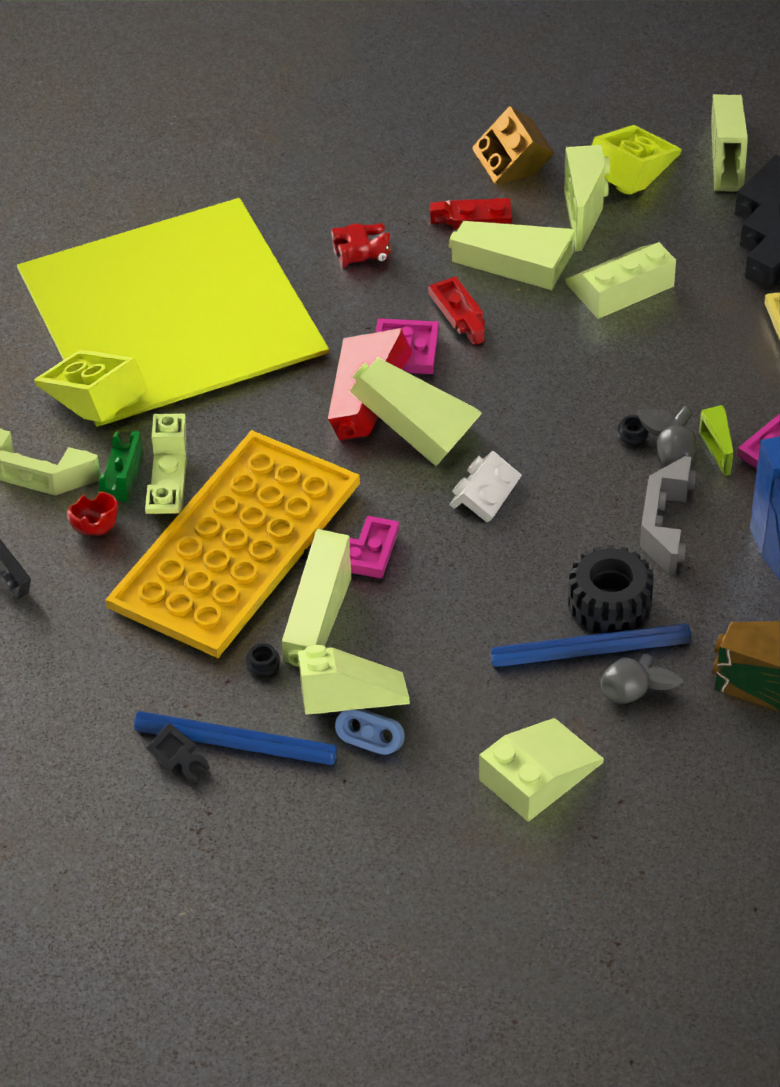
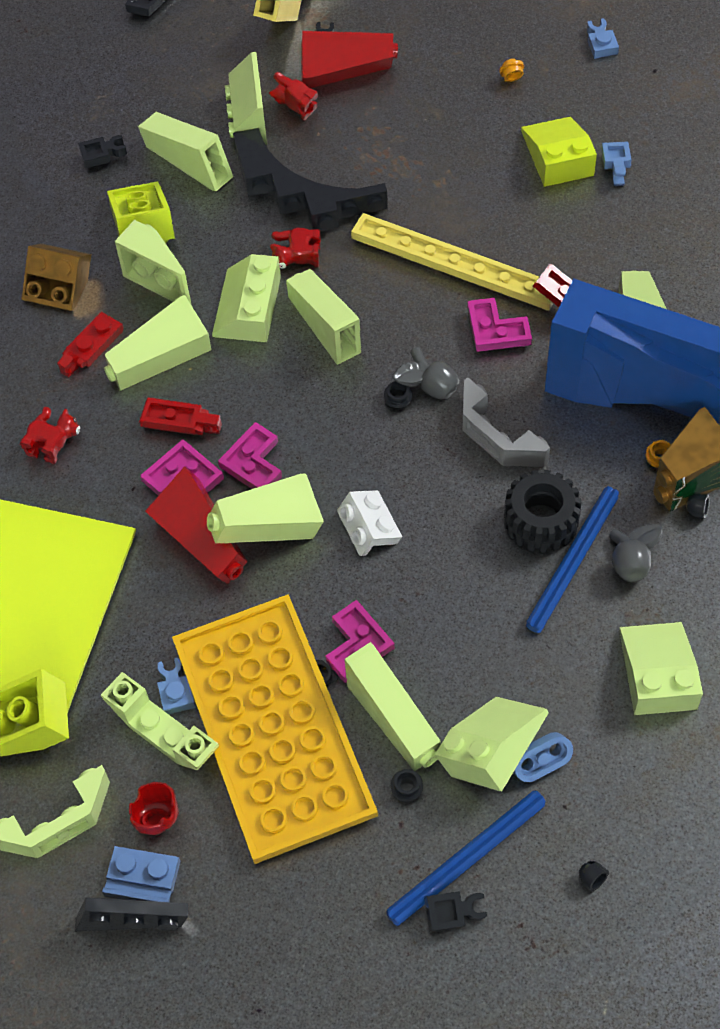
camera: 50 degrees left, 10 degrees up
(36, 546) = (141, 875): none -> medium blue plate
(122, 467) = (120, 757): green hinge -> none
(207, 463) = (175, 690): none -> medium blue plate
(300, 834) = (593, 875): none -> black hinge
(463, 372) = (246, 457): none -> dark pink plate
(655, 331) = (326, 315): none -> yellowish green slope
(668, 92) = (98, 151): none -> black plate
(712, 275) = (302, 248): none -> red animal
(717, 437) = (456, 350): lime slope -> none
(738, 702) = (698, 505): none -> black hinge

